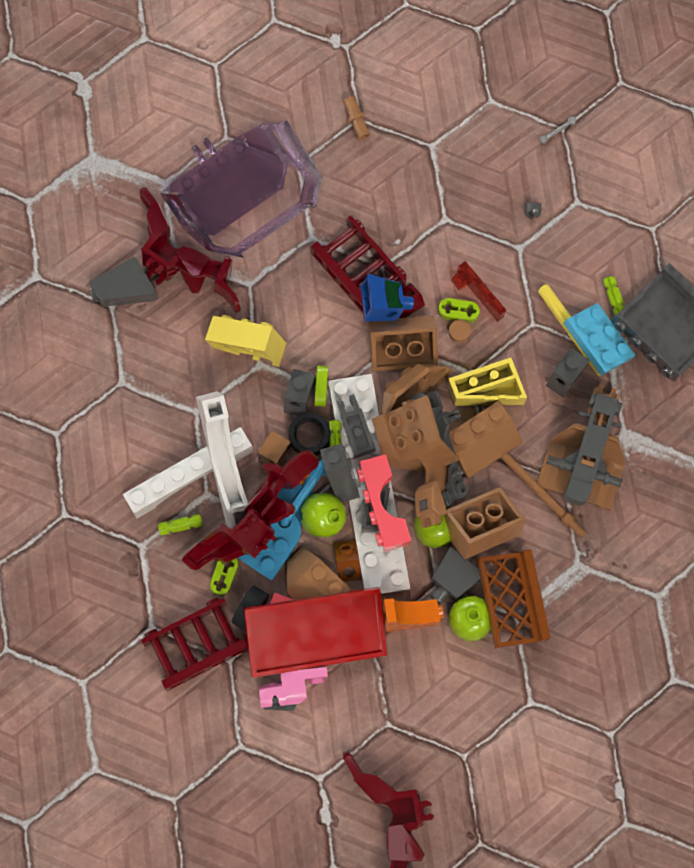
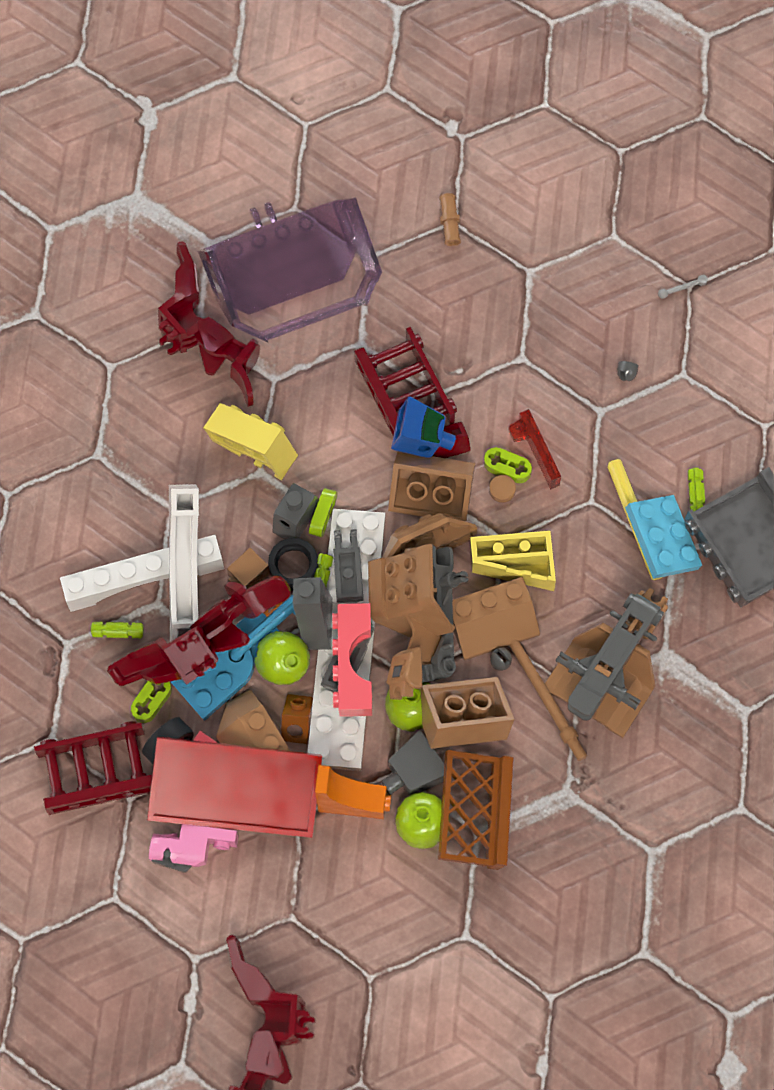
camera: 20 degrees right, 5 degrees down
(123, 286) = (128, 346): dark grey slope -> none
(495, 474) = (497, 663): none -> dark grey hinge
(567, 370) = (616, 562): dark grey torso -> none

